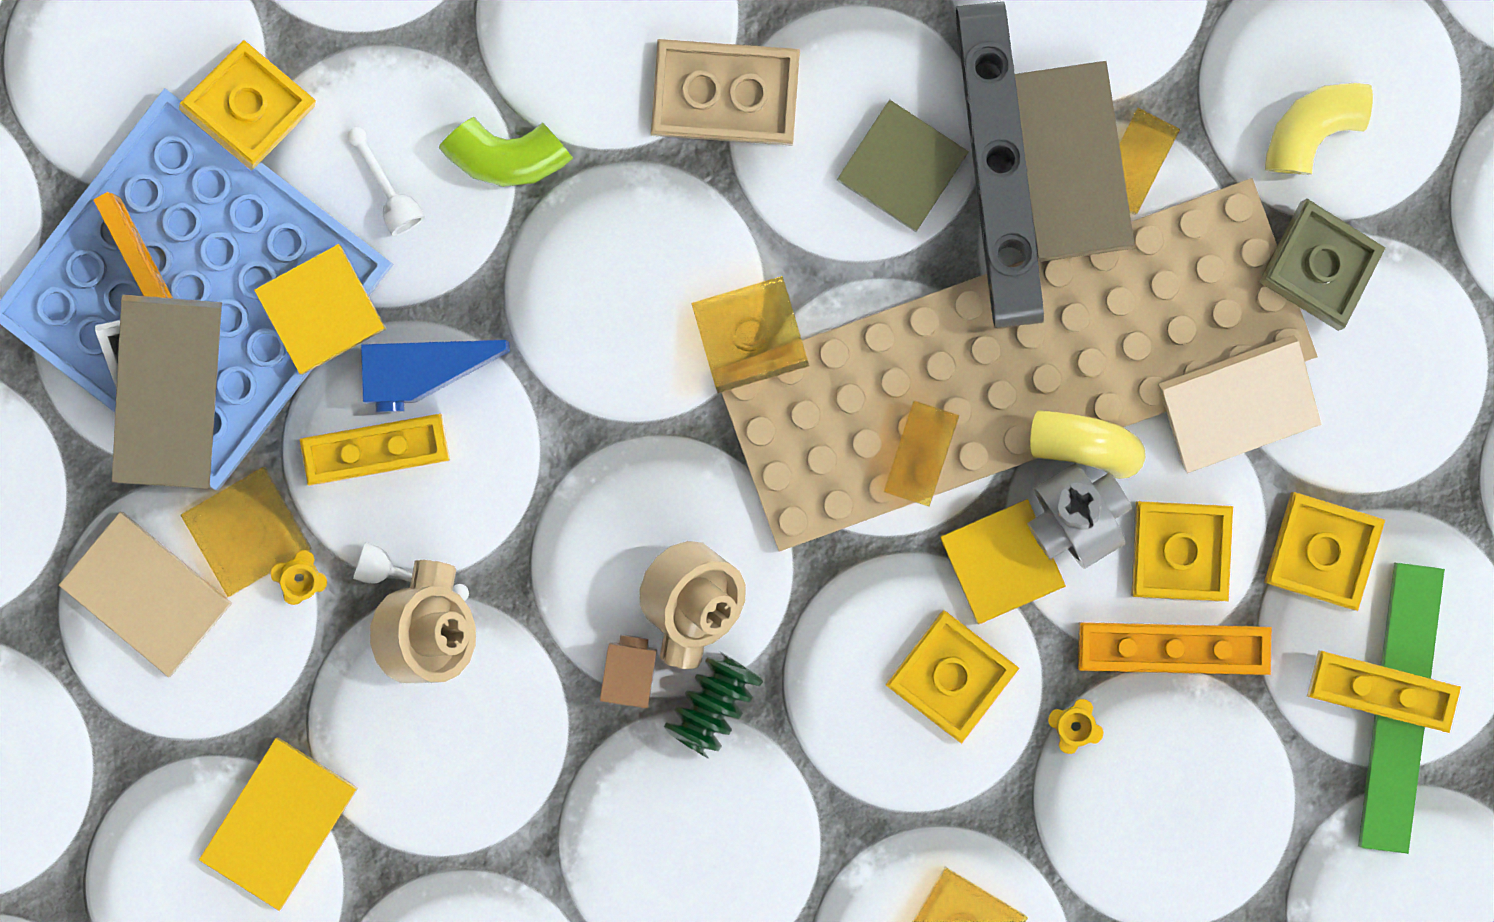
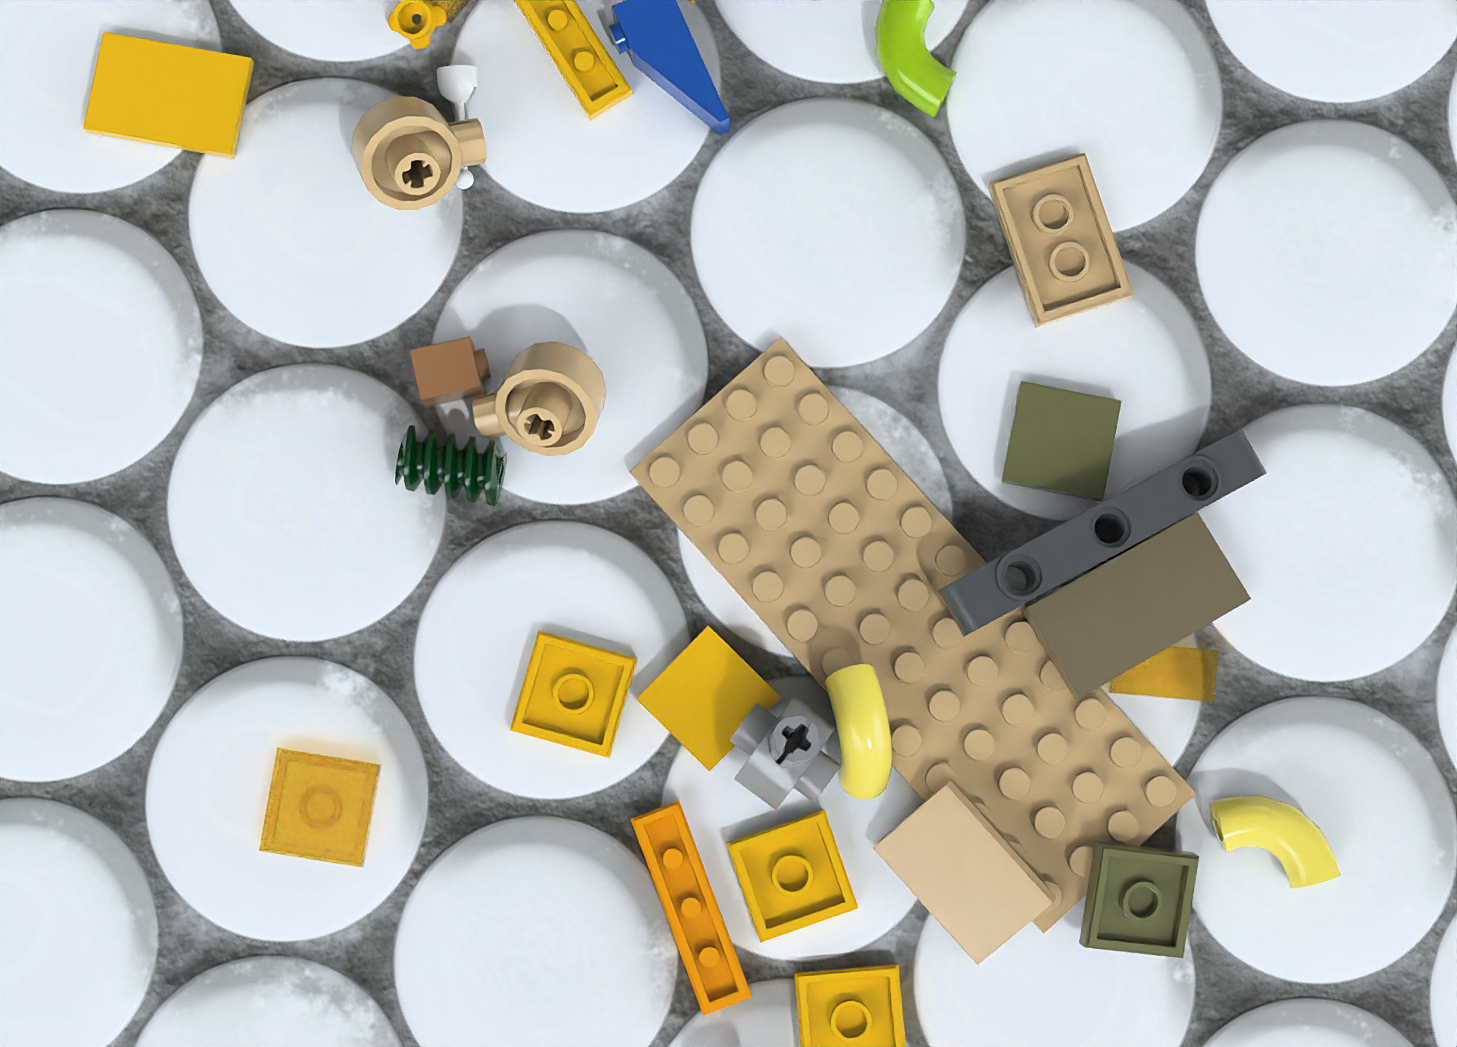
camera: 65 degrees right, 5 degrees down
(750, 334) = (832, 356): clear yellow tile -> none
(921, 453) = (783, 570): clear yellow tile -> none
(1088, 732) = (572, 823): yellow plate -> none

